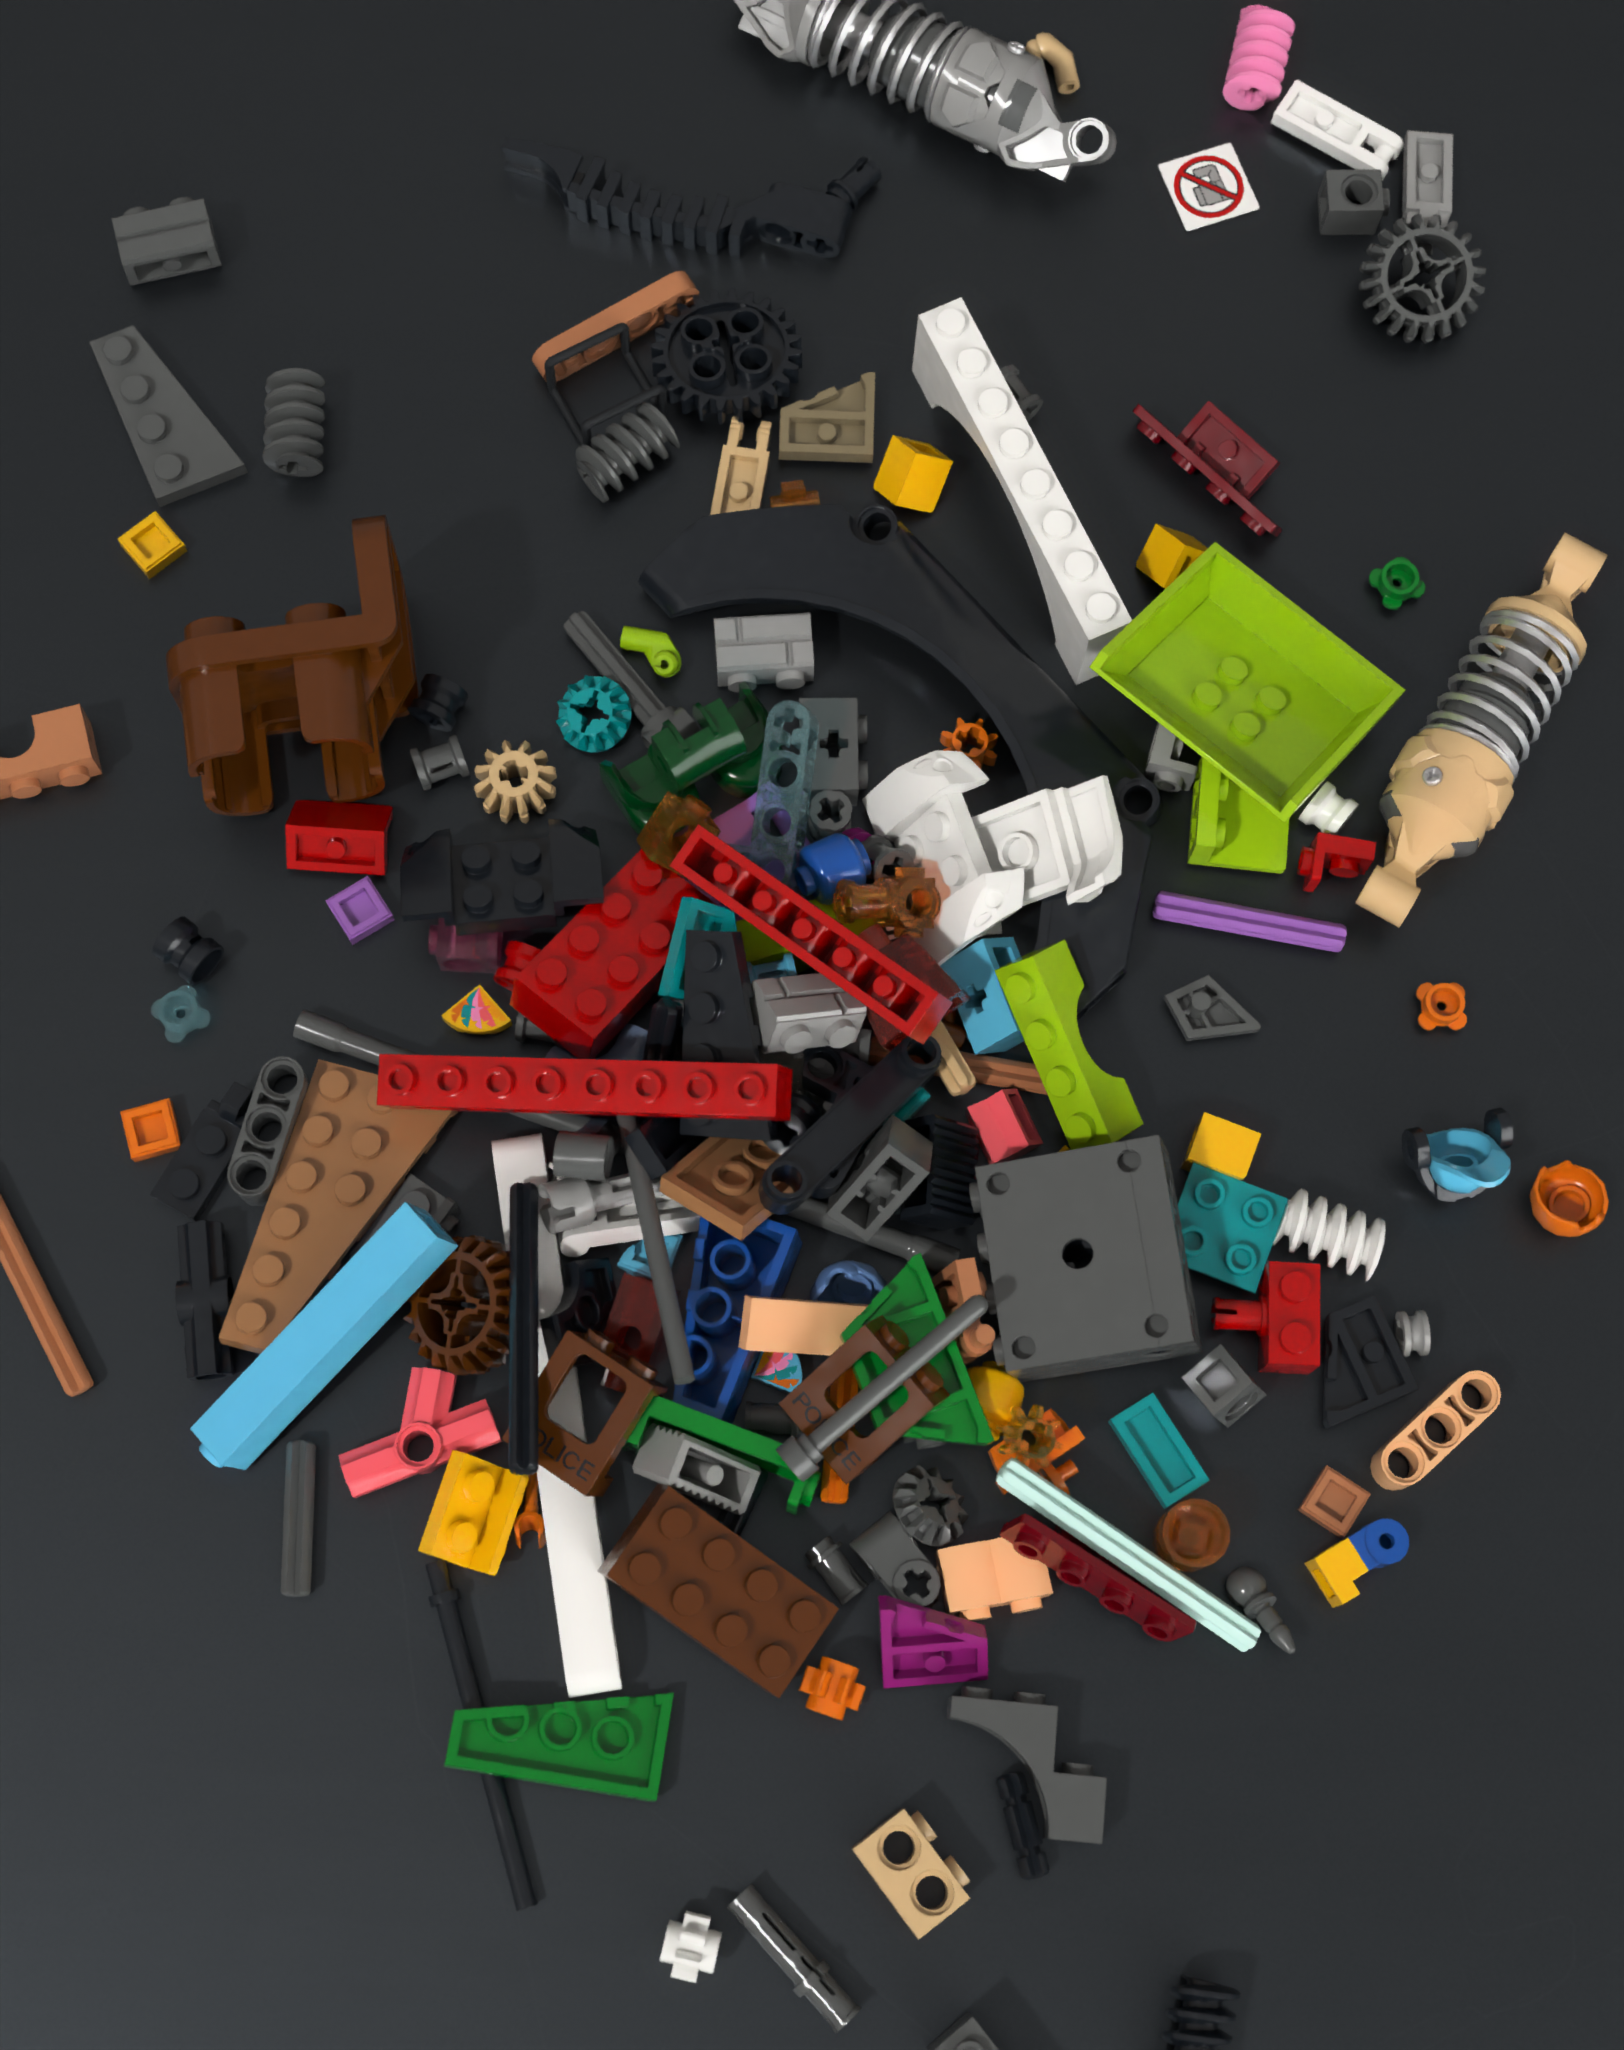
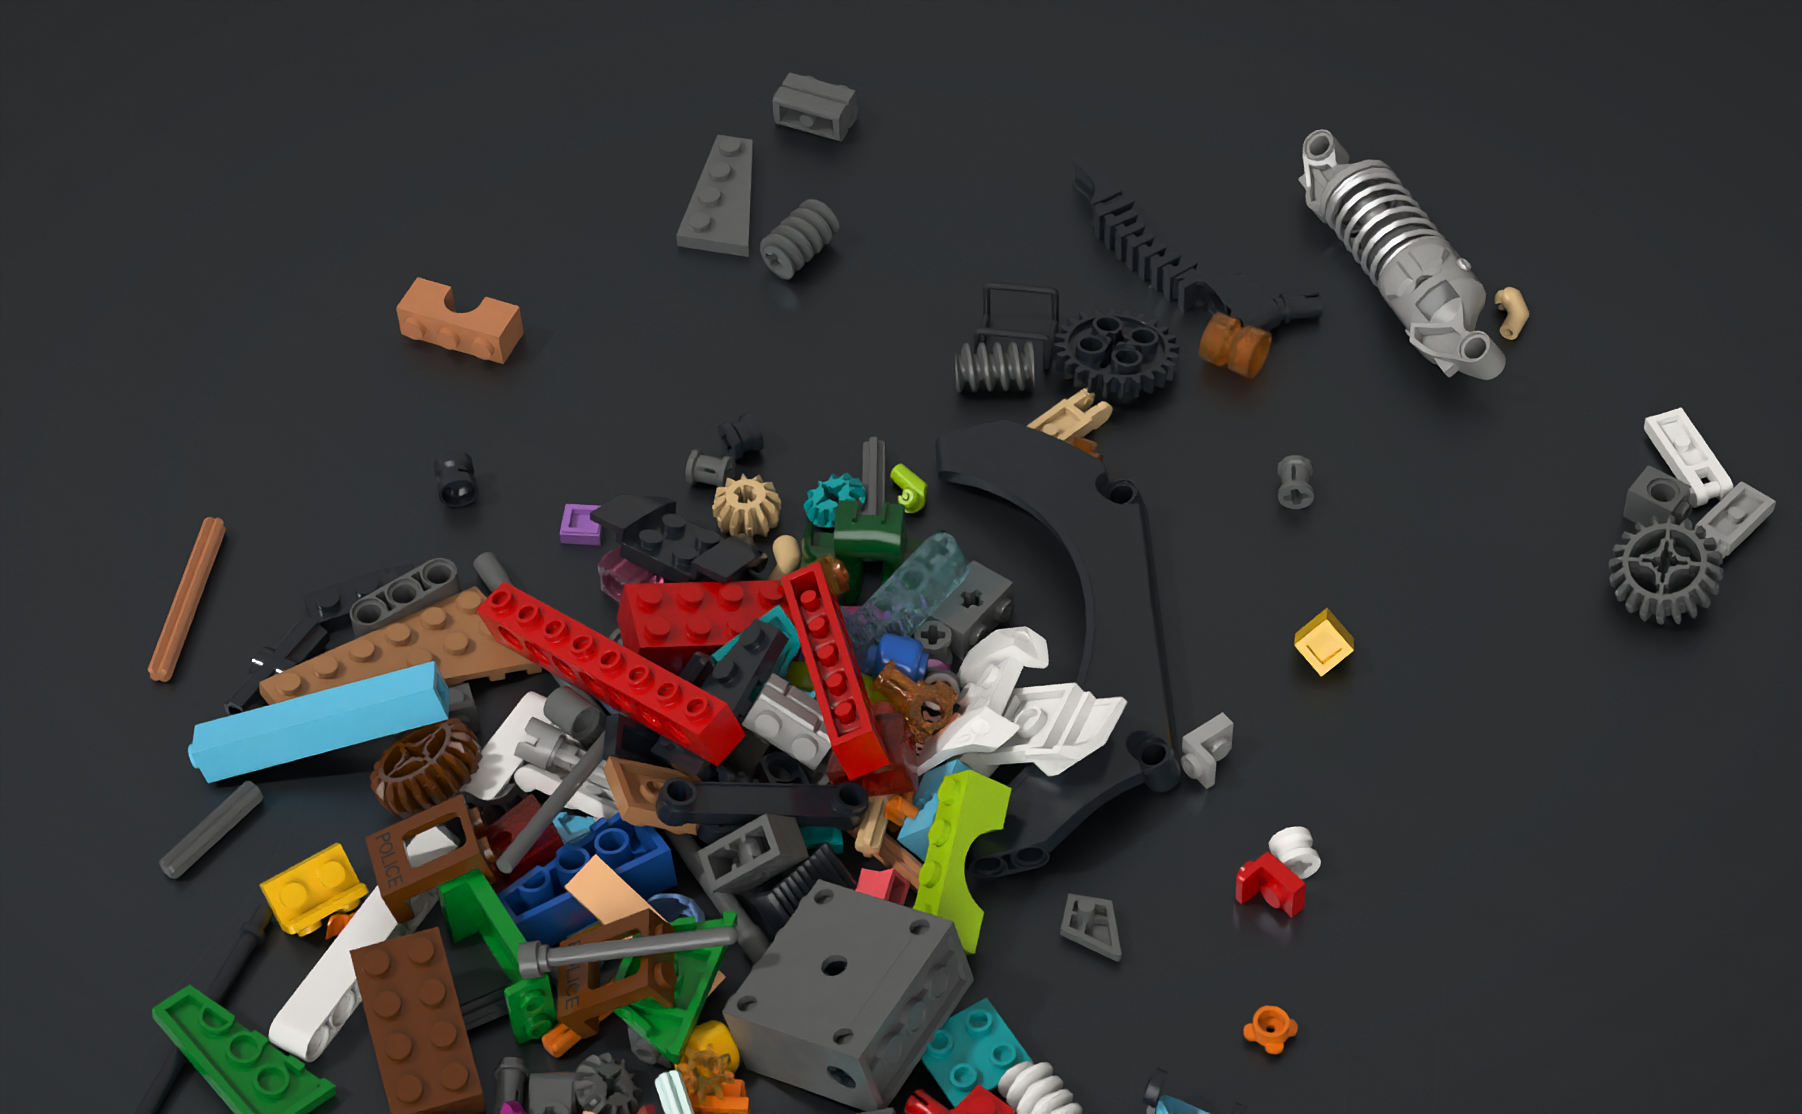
camera: 45 degrees right, 25 degrees down
(151, 1130) = (339, 564): orange tile -> none
(152, 544) = (651, 260): yellow tile -> none
(182, 999) = (419, 511): clear light blue plate -> none
(314, 675) = (662, 356): reddish brown piece -> none
(338, 837) = (604, 471): red panel -> none
(427, 1414) = (319, 828): coral piece -> none
(477, 1014) = (598, 618): tile -> none
(523, 1330) = (436, 783): black axle -> none
(605, 812) = (787, 556): none -> tan arm
(640, 311) = (1088, 290): nougat beam -> none
(696, 1469) = (474, 950): light grey brick -> none
(764, 650) = (983, 527): light grey brick -> none
(831, 425) = (1152, 430): dark tan wing -> none
(837, 273) = (1240, 347): none -> clear orange wheel
(912, 474) = (1181, 487): yellow panel -> none
(954, 1287) = (737, 969): nougat plate -> none
(956, 1020) = (899, 807): none -> orange hand
(966, 381) = (1224, 566): white arch -> none
(971, 734) = (1064, 661): orange gear -> none
(1208, 186) = (1562, 444): sticker -> none
(1221, 1146) = (1019, 1002): yellow panel -> none
(1223, 455) = (1415, 598): dark red bracket -> none
(1233, 827) = (1219, 816): lime bracket -> none
(1248, 680) = (1289, 718): lime piece -> none
(1249, 921) = (1175, 889): medium lavender axle -> none
(1258, 57) = (1662, 381): bright pink piece -> none
(1403, 571) = (1483, 740): green plate -> none
(1462, 764) = (1414, 870): tan piece -> none

